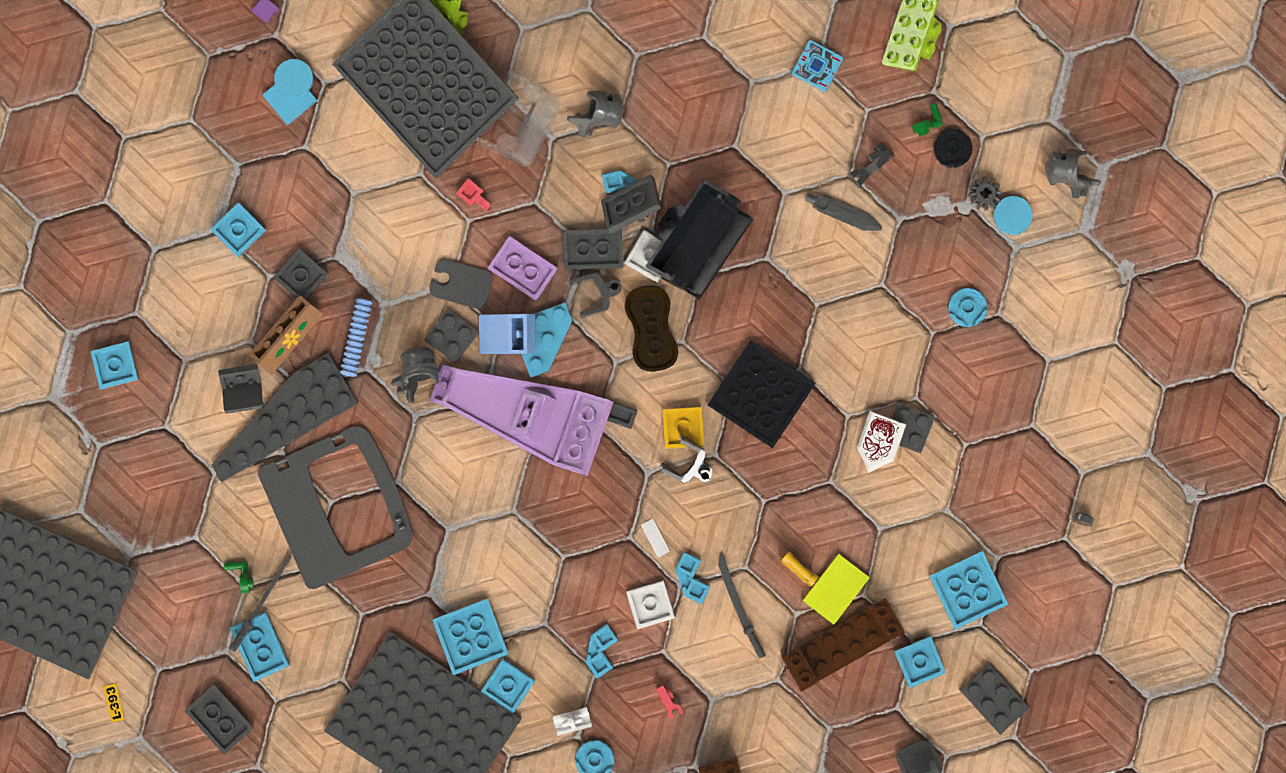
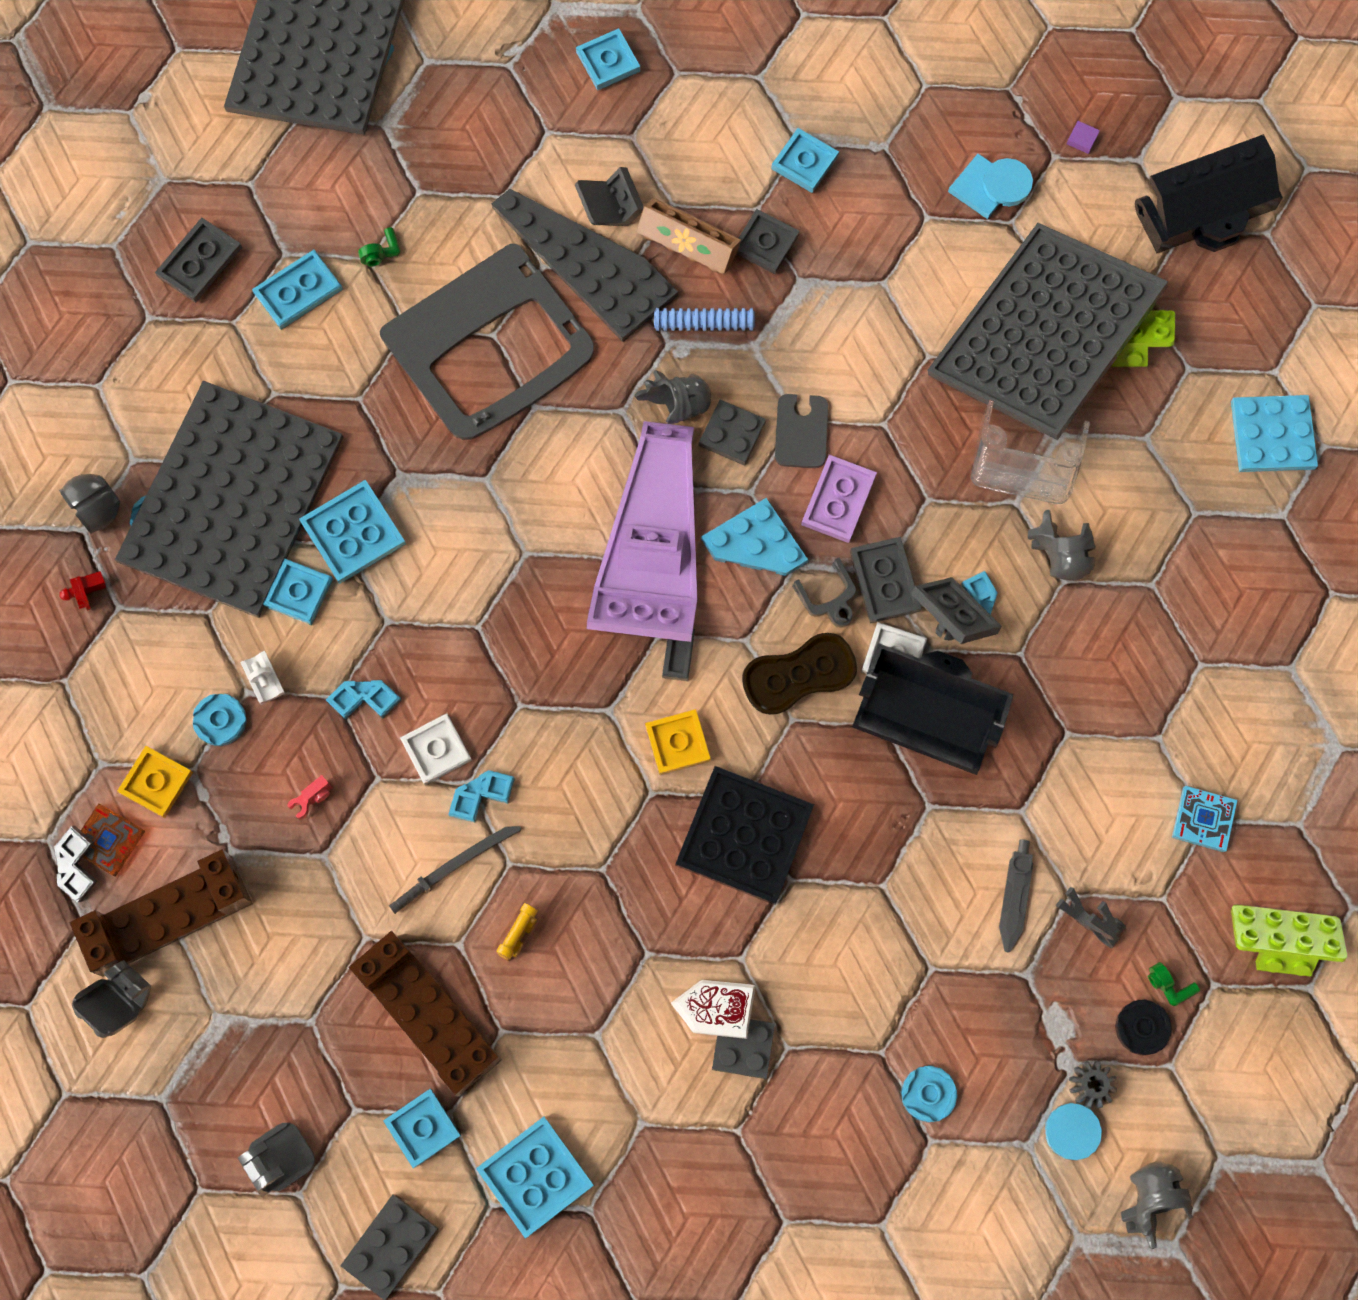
camera: 75 degrees right, 10 degrees down
(113, 702) = (201, 142): yellow sticker -> none
(247, 624) = (319, 265): dark grey sword -> none
(472, 193) = (918, 418): coral plate -> none
(507, 334) = (750, 495): light blue slope -> none
(655, 538) = (525, 738): white sticker -> none
(695, 469) = (629, 771): piece -> none
(836, 589) = (502, 991): neon yellow tile -> none

